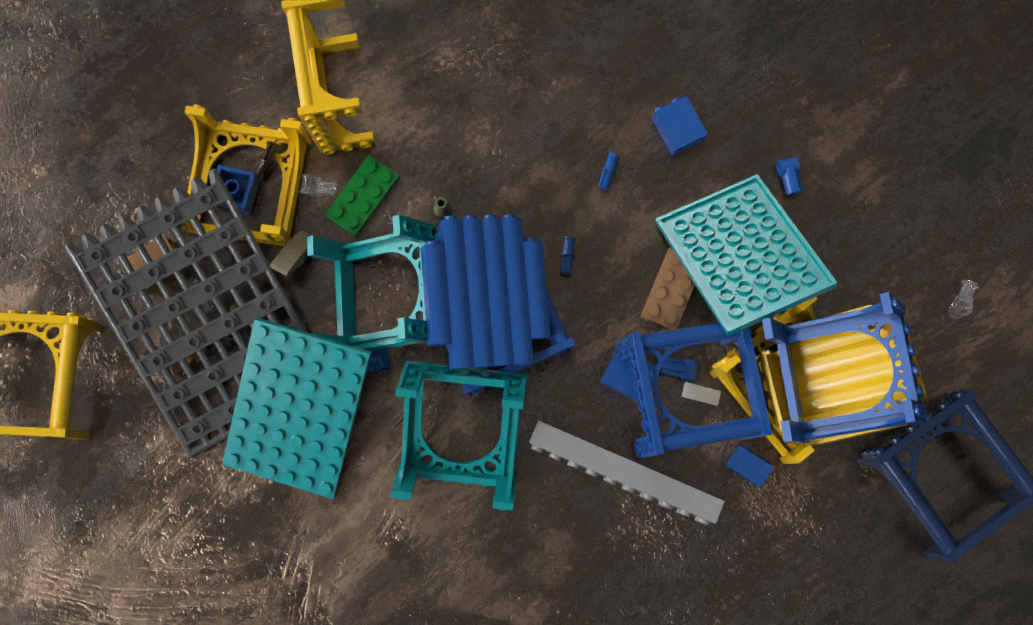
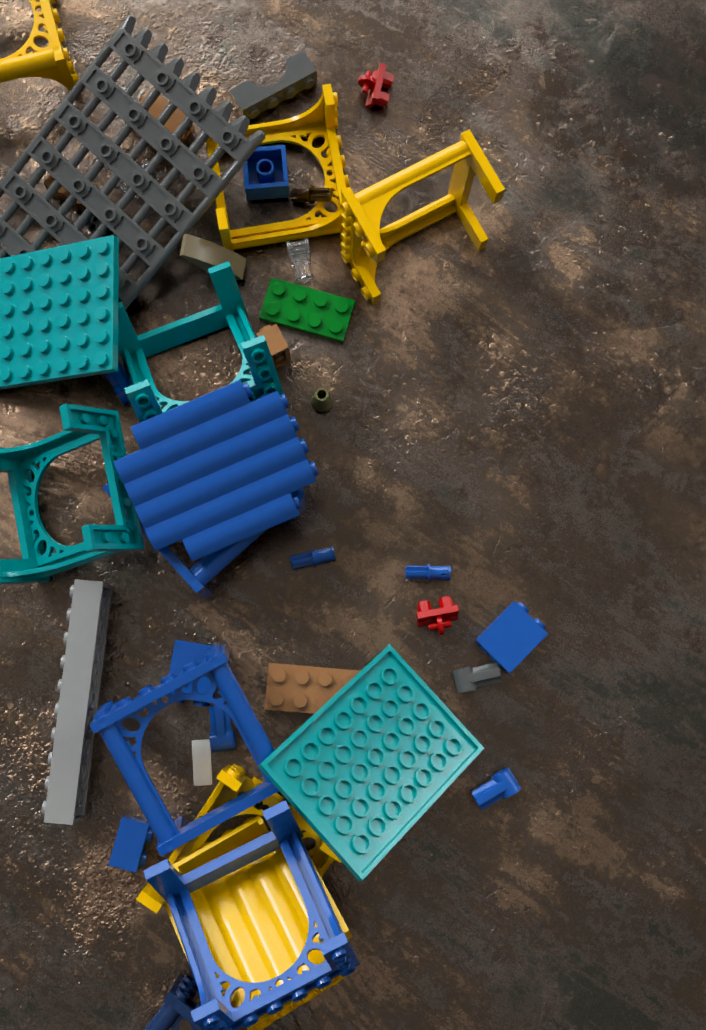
camera: 65 degrees right, 0 degrees up
(156, 136) = (254, 99): none -> dark grey arch
(189, 80) = (373, 83): none -> red hips
(382, 225) = (276, 343): none -> medium nougat brick
(647, 175) = (437, 618): none -> red hips
(701, 166) = (472, 678): none -> dark grey piece

